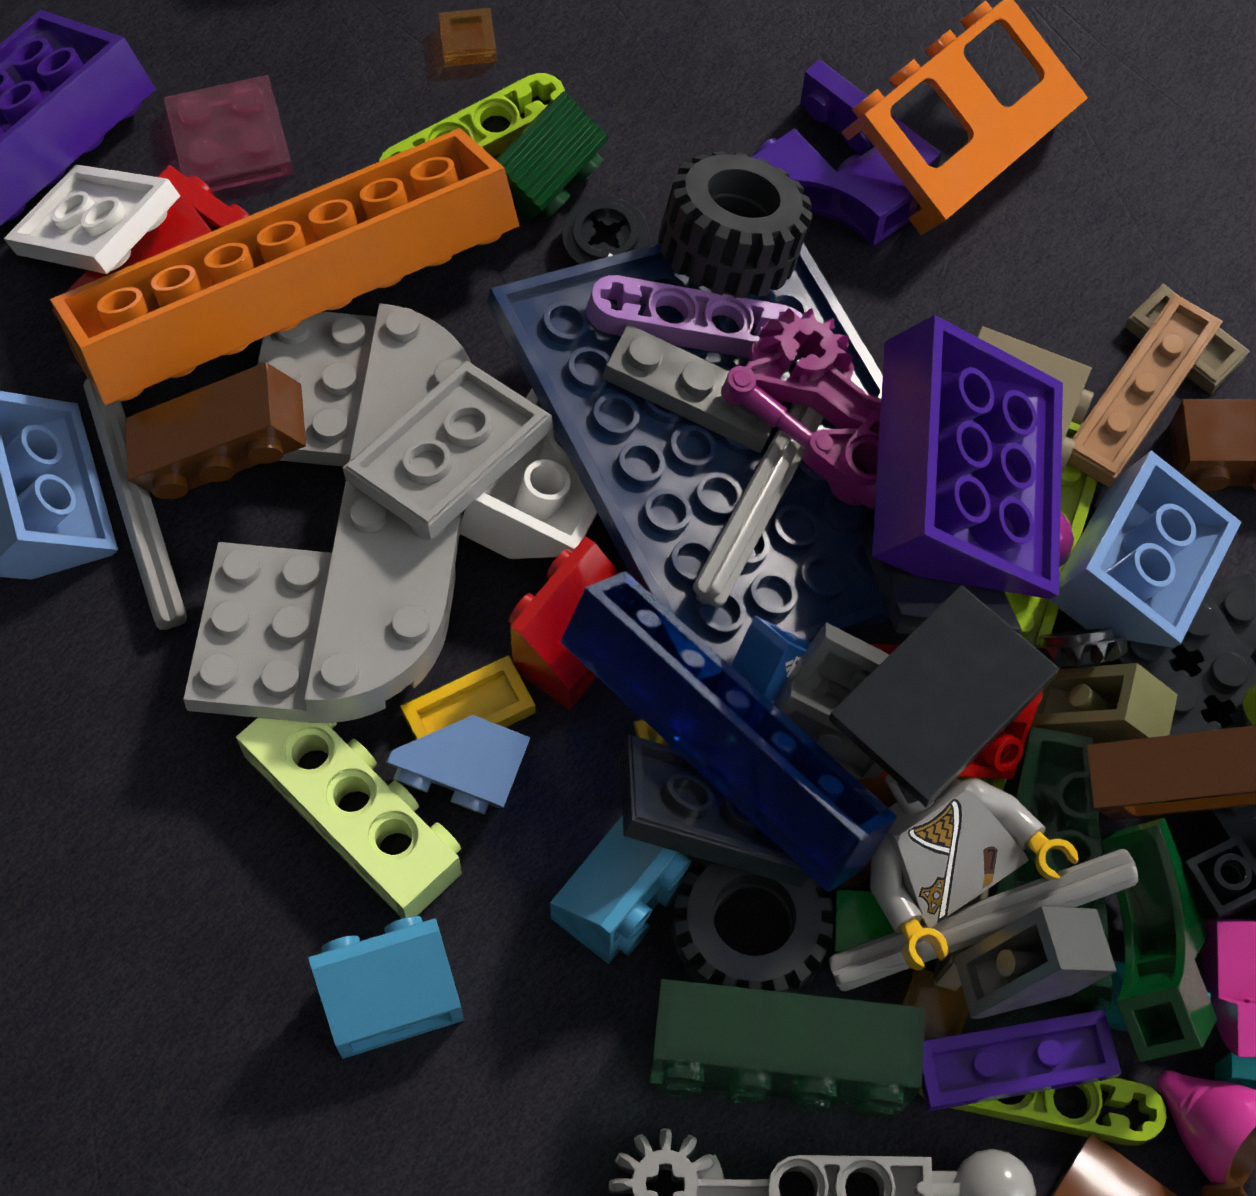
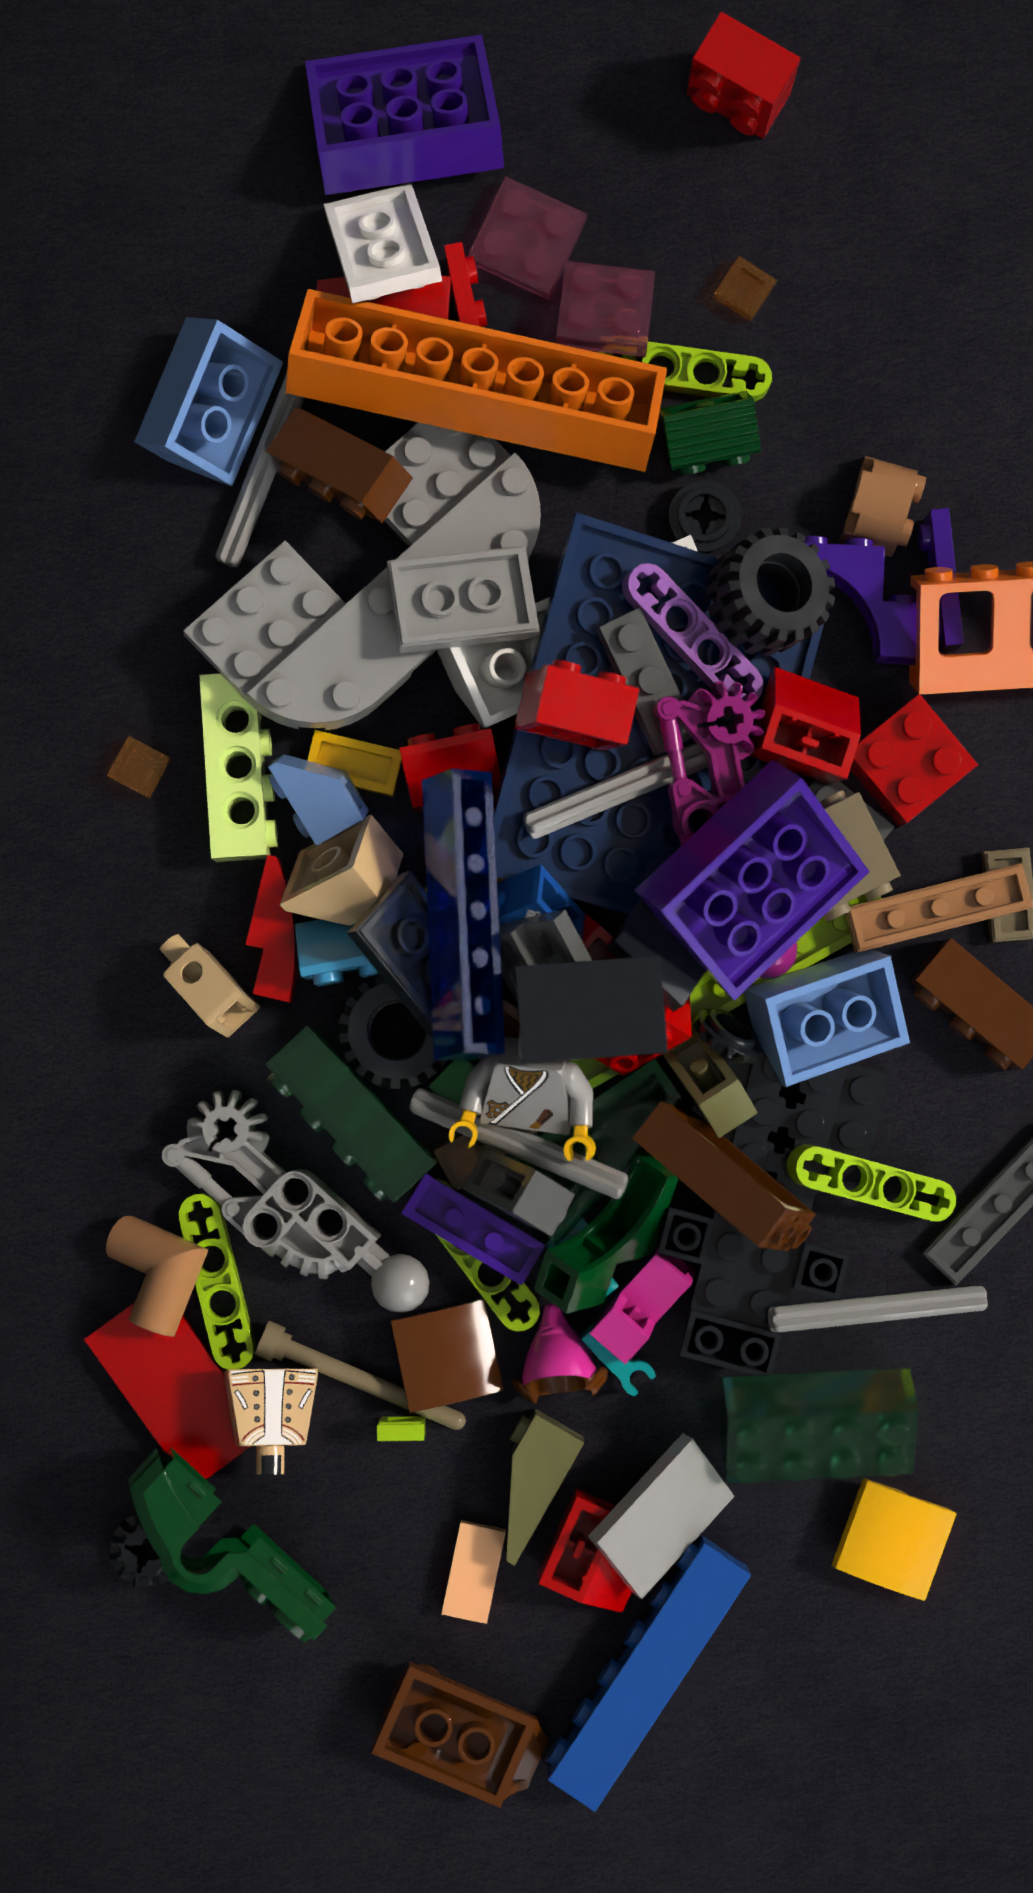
camera: 40 degrees right, 20 degrees up
(243, 892) = (138, 767): none -> clear orange tile
(354, 130) = (605, 308): none -> clear pink plate
(386, 986) = (165, 896): dark azure slope -> none
(534, 1050) = (216, 995): none -> tan torso
(538, 939) = (274, 933): none -> red slope
(557, 811) = (343, 874): none -> tan slope
(656, 438) = (577, 706): none -> red brick
(755, 105) = (883, 504): none -> medium nougat cylinder
(875, 311) = (808, 727): none -> red slope
(993, 279) = (910, 761): none -> red brick

